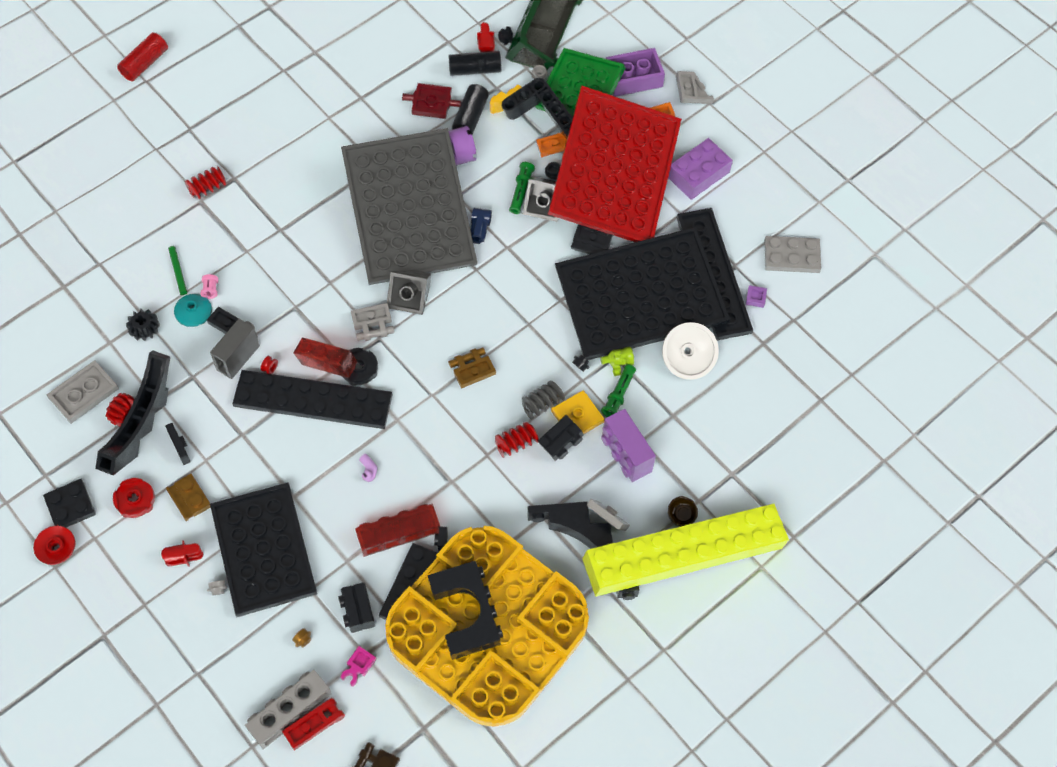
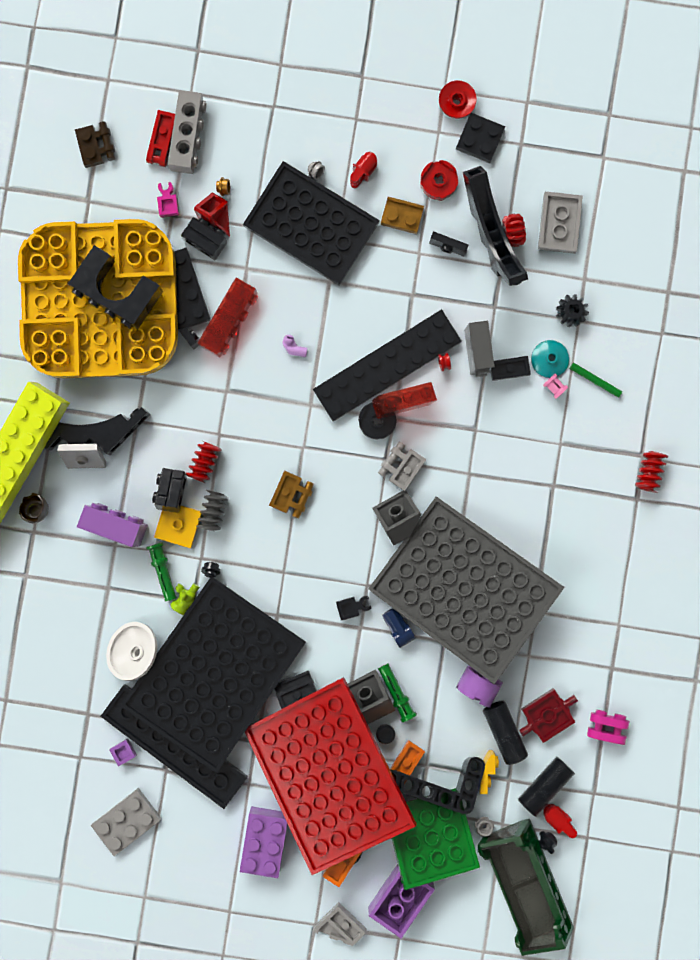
camera: 140 degrees right, 25 degrees up
(329, 625) = (215, 212): none -> red slope
(399, 65) = (617, 721): none -> dark pink brick
(502, 262) = (349, 607): none -> black plate

